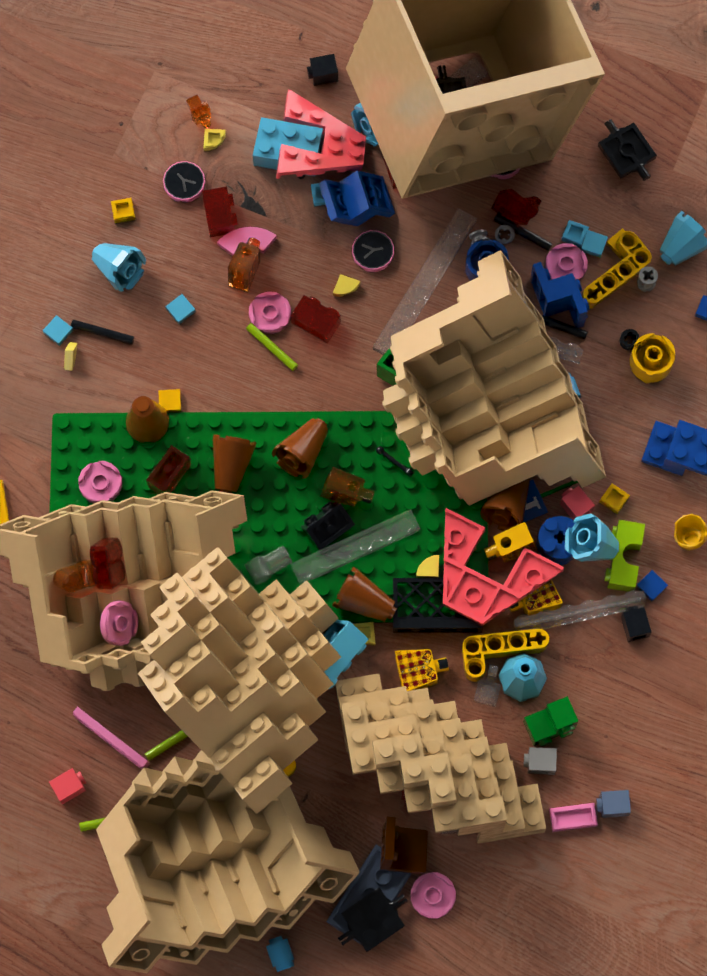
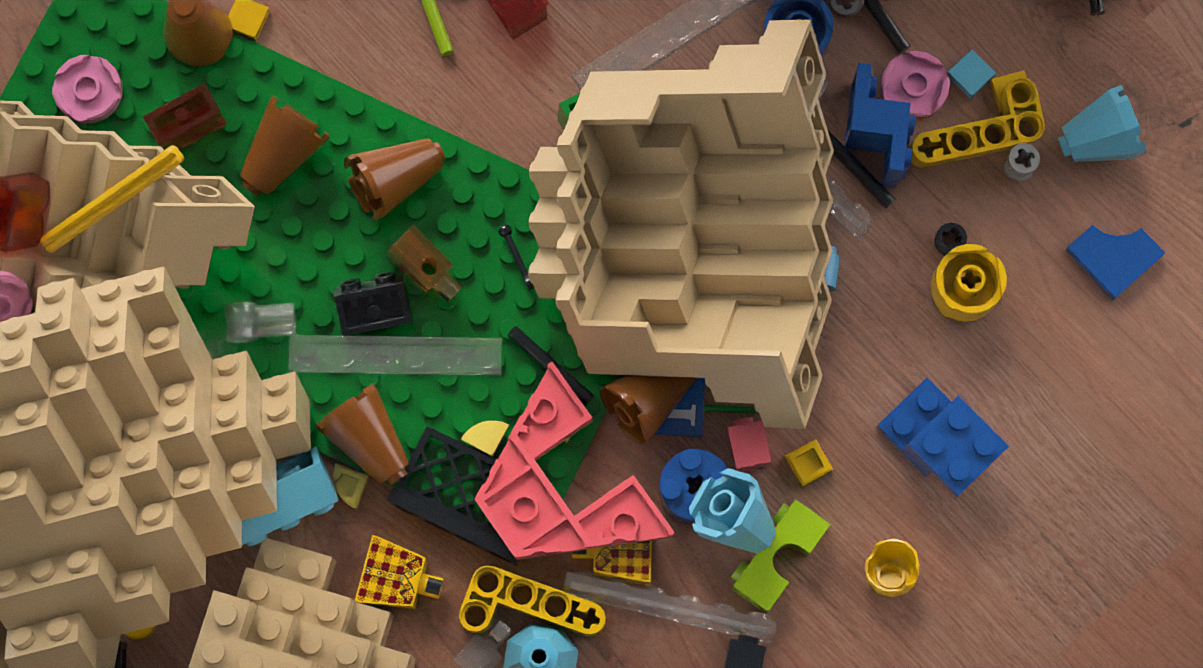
camera: 25 degrees right, 5 degrees up
(159, 530) = (112, 199): none -> yellow axle
(438, 510) = (544, 359): none -> black bar
(517, 536) = (636, 457): yellow torso -> none
(574, 233) = (950, 46): medium azure tile -> none
(652, 585) = (797, 618): blue tile -> none

